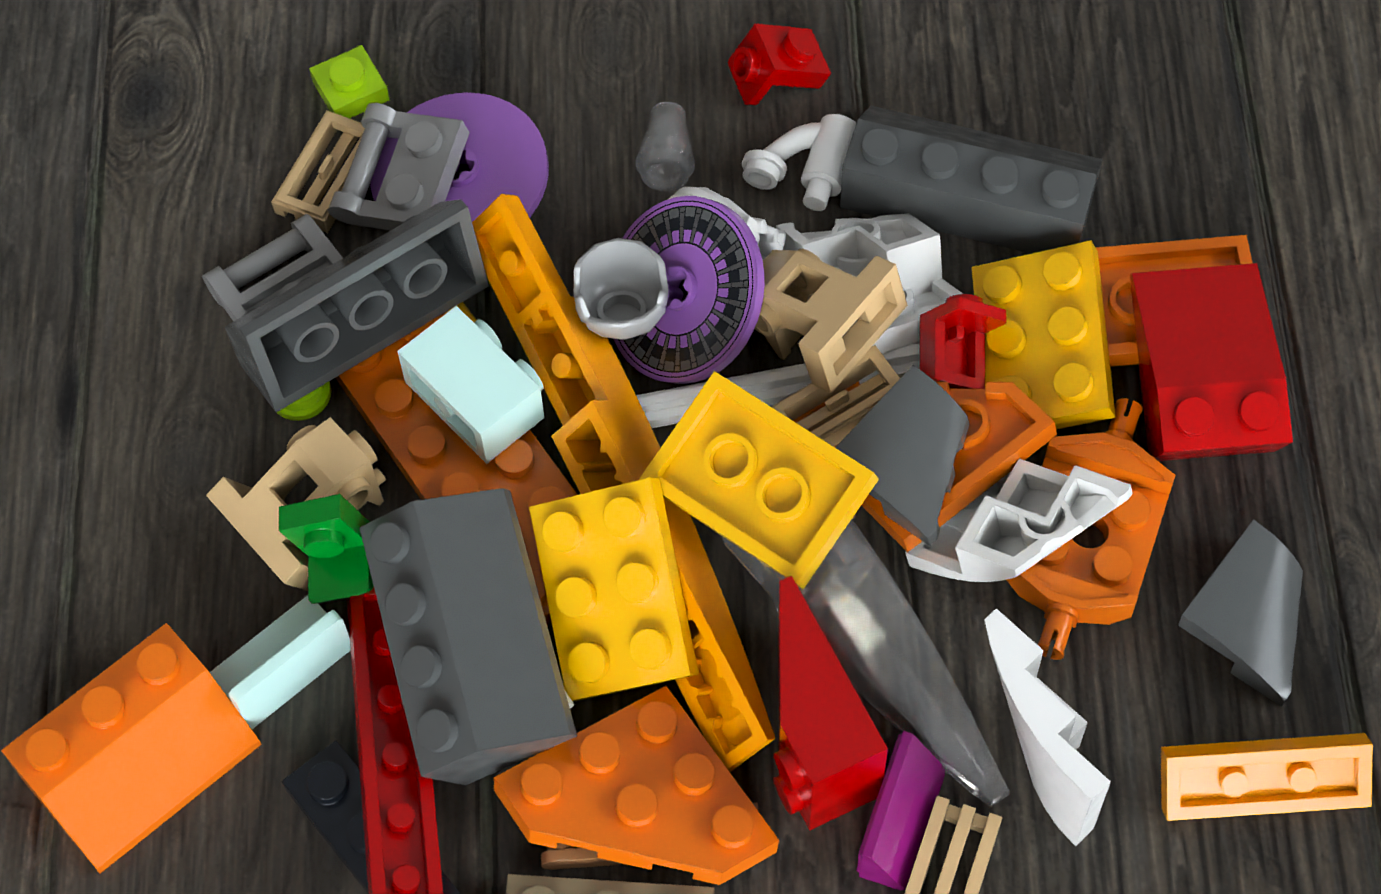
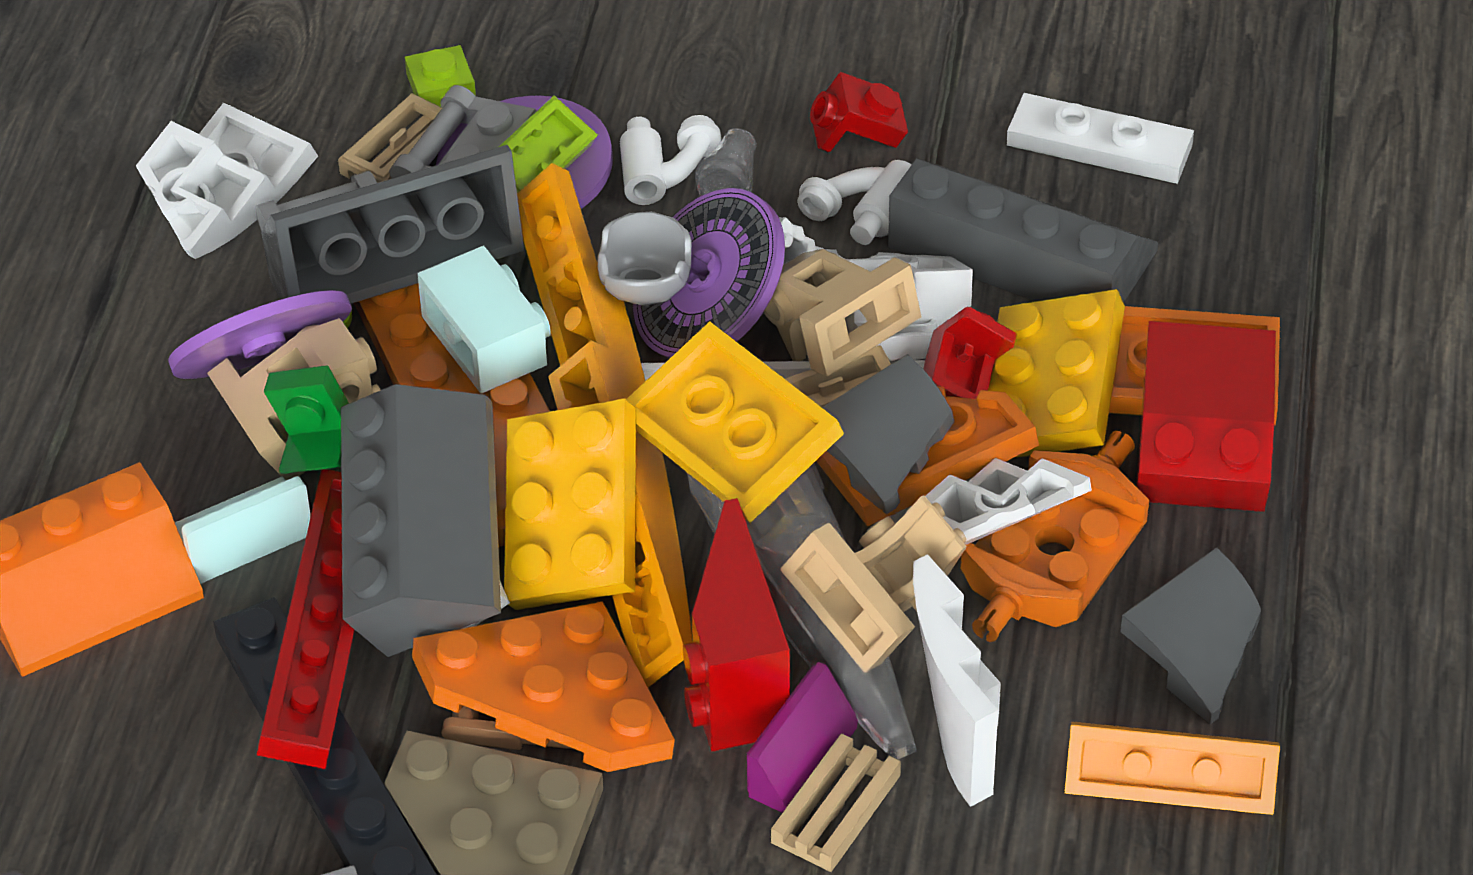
camera: 10 degrees right, 15 degrees down
(156, 242) = (217, 177): none -> white slope
(252, 449) = (256, 333): none -> medium lavender piece
(478, 163) = (548, 137): none -> lime plate
(581, 164) = (642, 159): none -> white plant
(920, 661) = (867, 591): none -> tan tile
(1018, 47) = (1100, 138): none -> white plate

